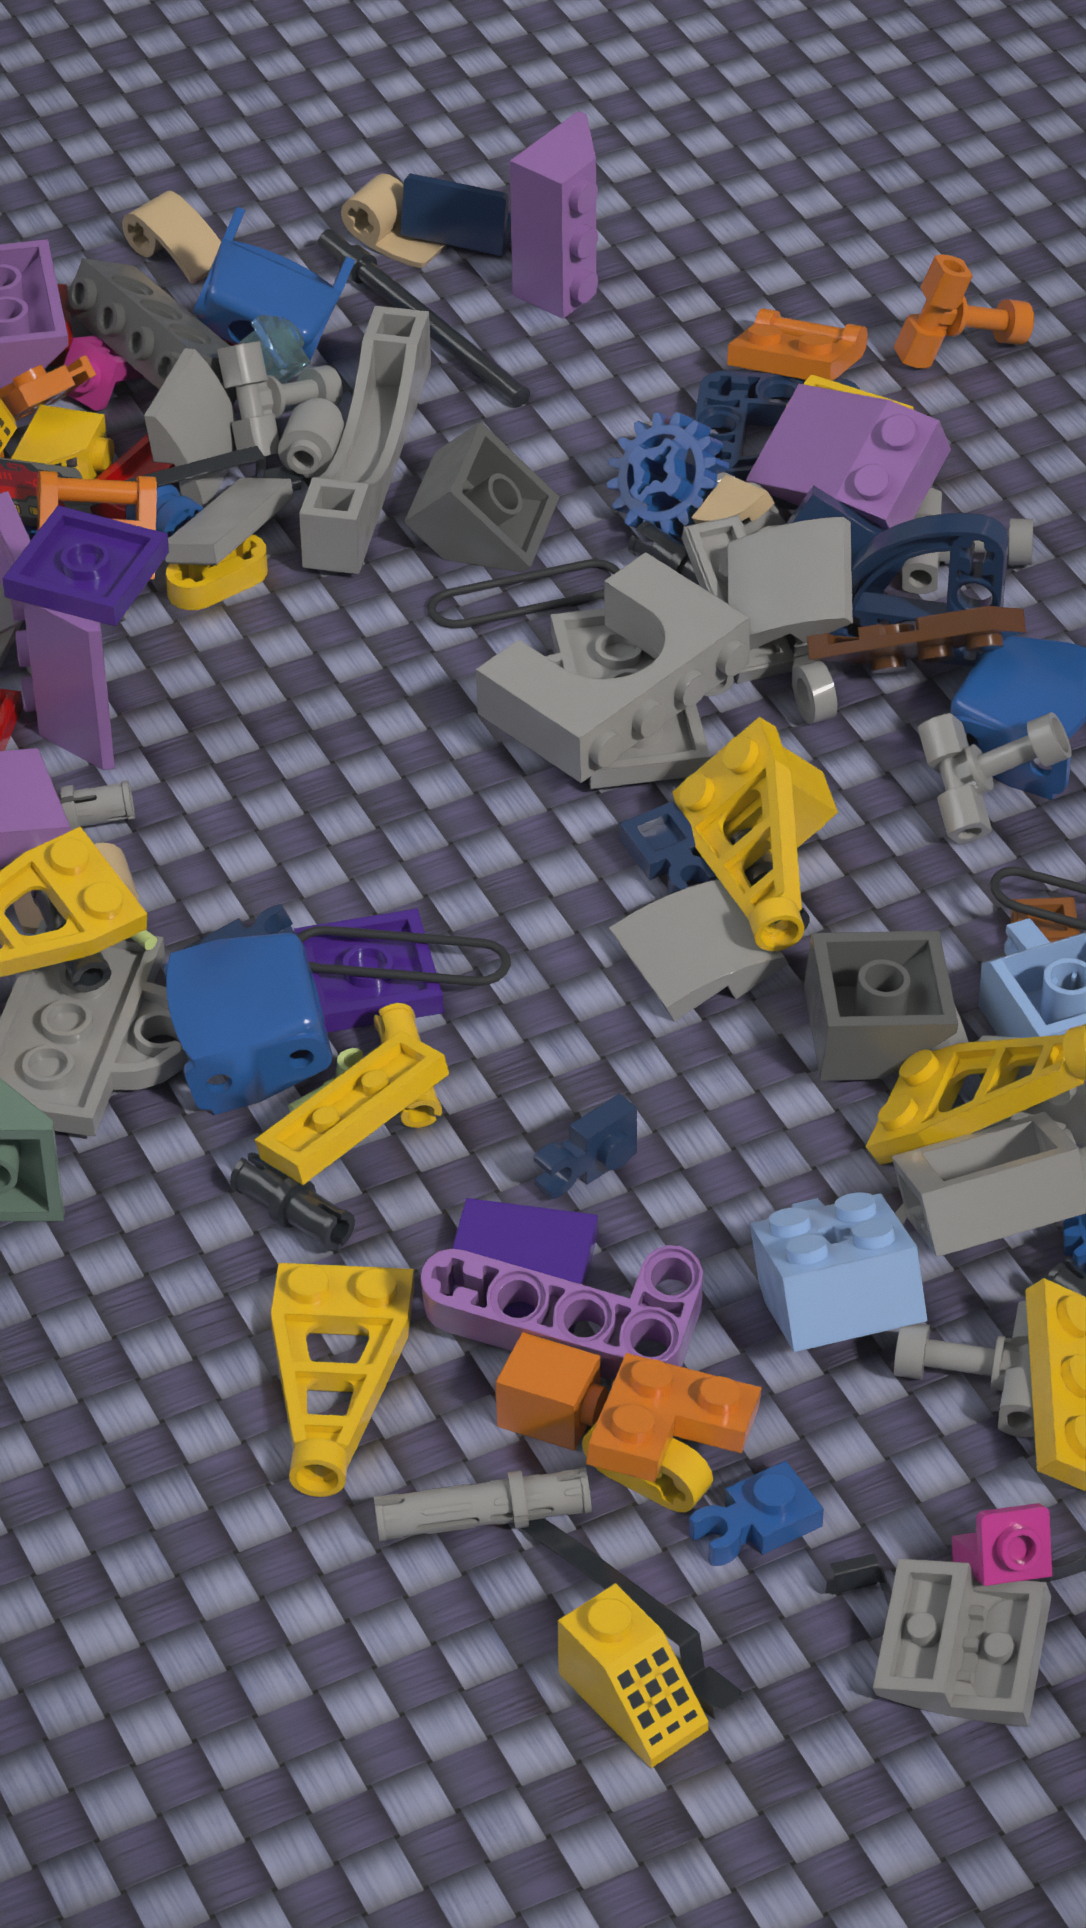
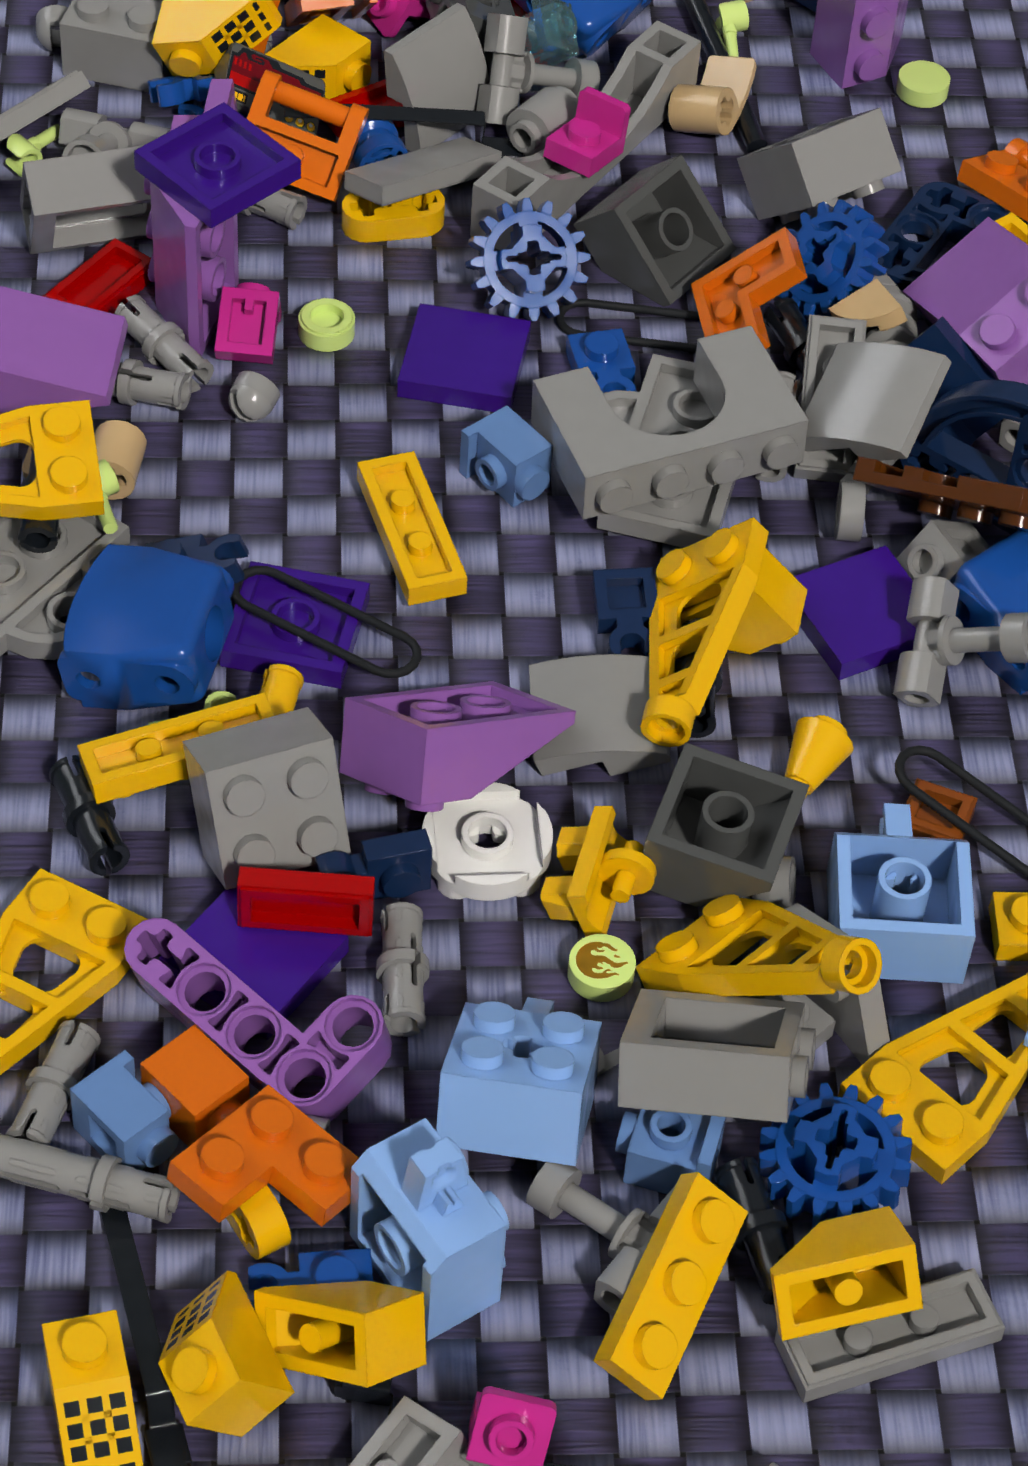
camera: 20 degrees right, 5 degrees up
(79, 761) = (164, 341): none -> light grey pin
(150, 717) = (247, 323): none -> dark pink bracket
(197, 781) = (252, 396): none -> light grey hinge
(219, 695) = (326, 325): none -> yellowish green tile
(370, 681) = (463, 358): none -> dark purple tile
(374, 431) = (592, 136): none -> dark pink bracket
(392, 595) = (528, 237): none -> gear
(414, 1437) = (51, 1083): none -> light grey pin
(424, 846) = (411, 528): none -> yellow plate
(426, 285) = (732, 19): none -> yellowish green hand
(459, 362) = (717, 101): none -> tan panel
(463, 1118) = (267, 795): none -> light grey brick
(475, 752) = (506, 456): none -> medium blue brick
(495, 631) = (606, 356): none -> blue plate
(499, 1436) = (123, 1115): none -> medium blue brick
(551, 1194) = (305, 901): none -> red tile
(583, 1016) = (444, 739): none -> medium lavender slope
(596, 528) = (736, 290): none -> orange plate
(606, 392) = (820, 165): none -> light grey brick
(639, 288) = (923, 84): none -> yellowish green tile
(656, 1217) = (402, 969): none -> light grey pin
(680, 1118) = (495, 872): none -> white plate
(721, 1593) = (222, 1361): none -> yellow slope
(794, 1073) = (604, 873): none -> yellow hips
(808, 1530) = (345, 1329): none -> yellow slope
(835, 1159) = (601, 967): none -> yellowish green tile
(838, 1414) = (429, 1224): none -> light blue hinge
(877, 776) = (858, 611): none -> dark purple tile
(912, 901) = (817, 750): none -> yellow cone
(915, 698) = (941, 549): none -> light grey bracket
(990, 1279) = (666, 1145): none -> medium blue brick

